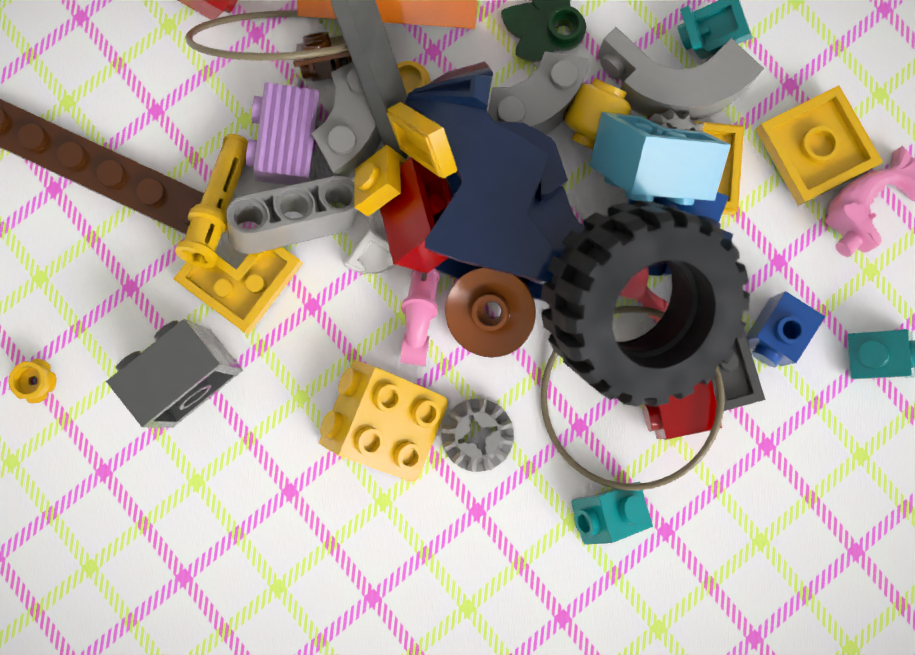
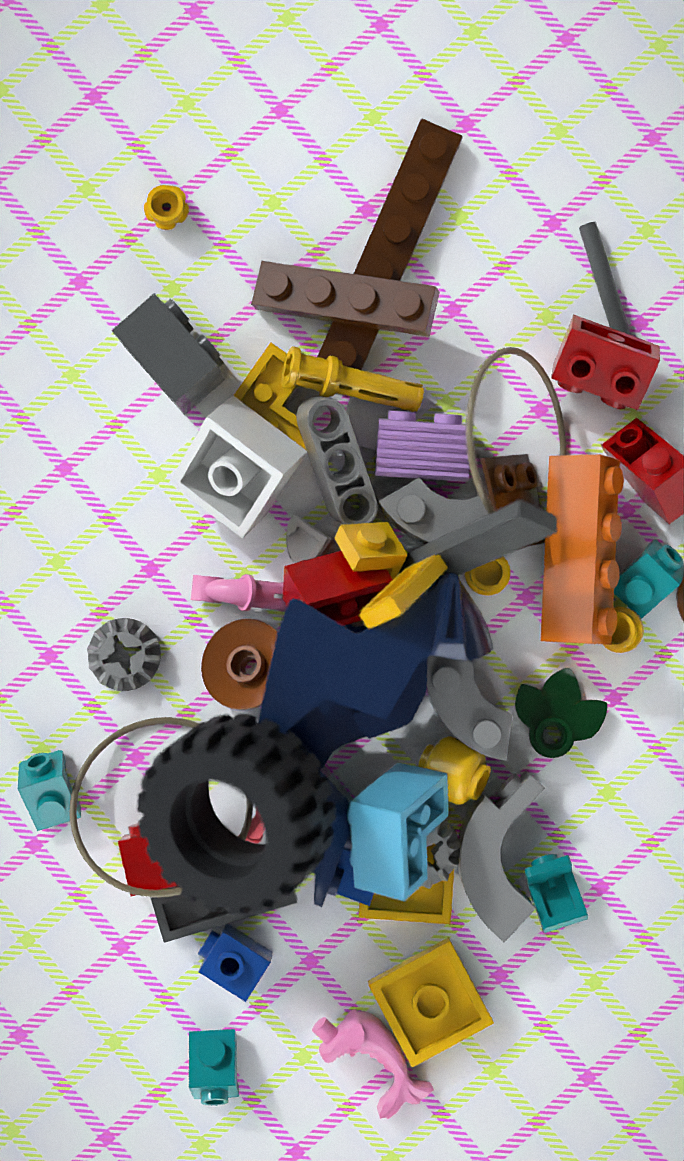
camera: 85 degrees right, 5 degrees up
(133, 203) = (346, 298): none -> reddish brown plate
(292, 310) = (237, 466): none -> white brick
(383, 421) = (133, 558): yellow bracket -> none

